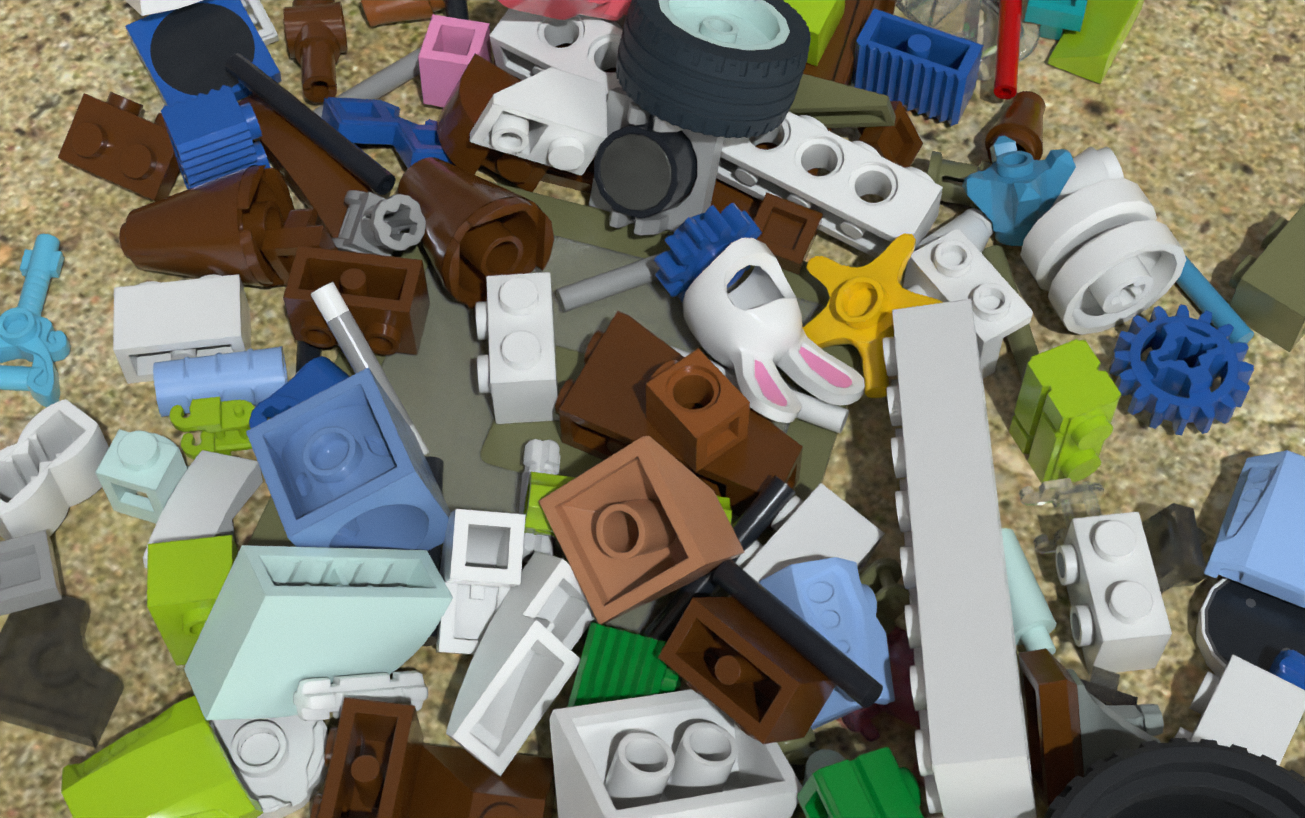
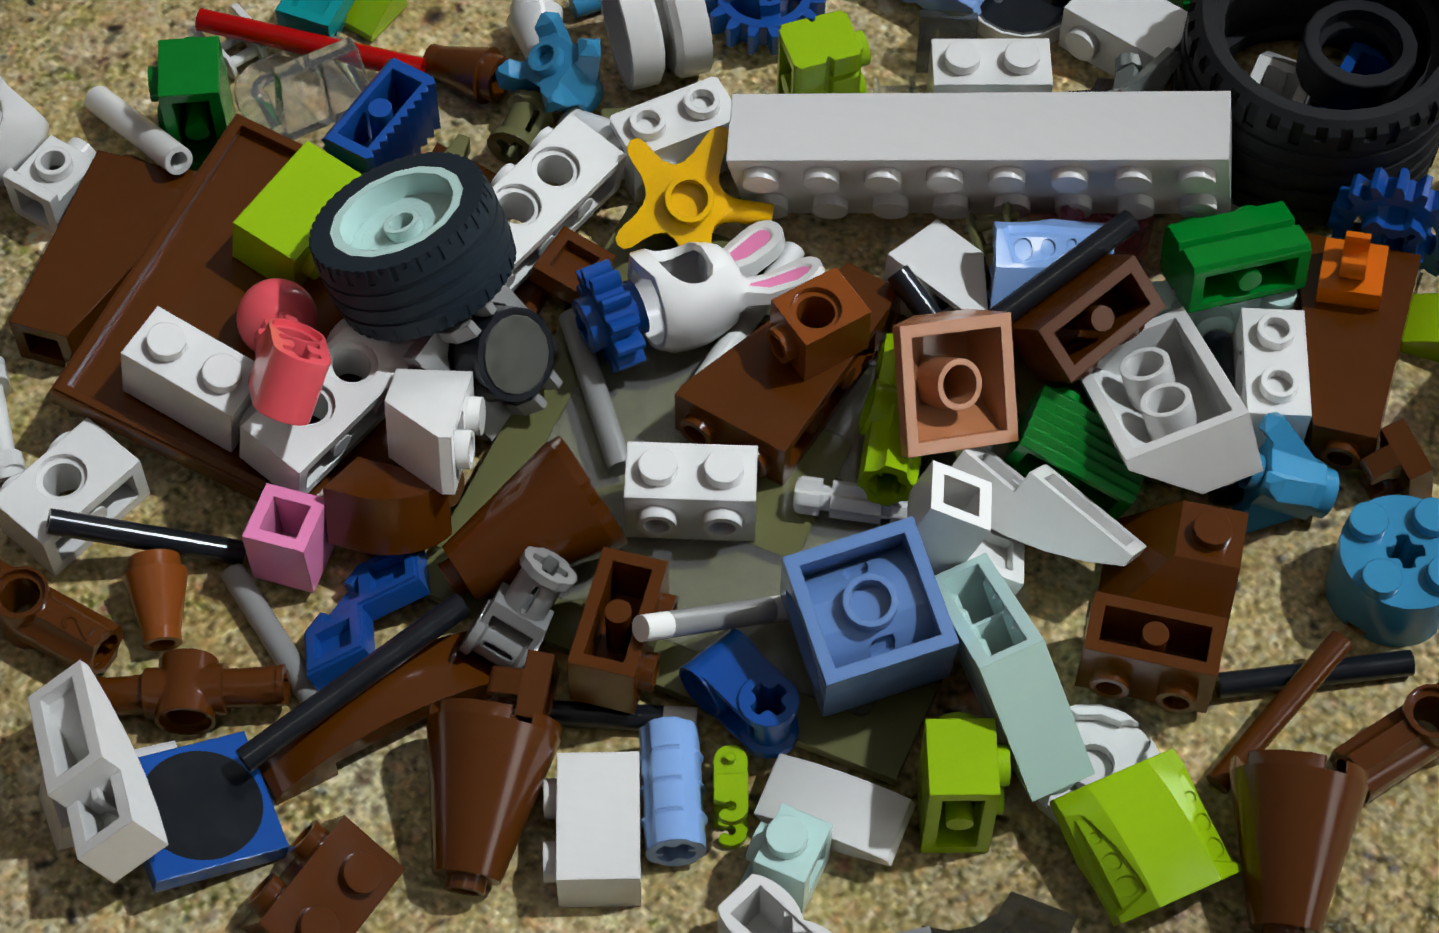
camera: 85 degrees left, 0 degrees up
(213, 136) = (383, 773): blue brick -> none
(318, 697) = (1071, 675): white axle -> none

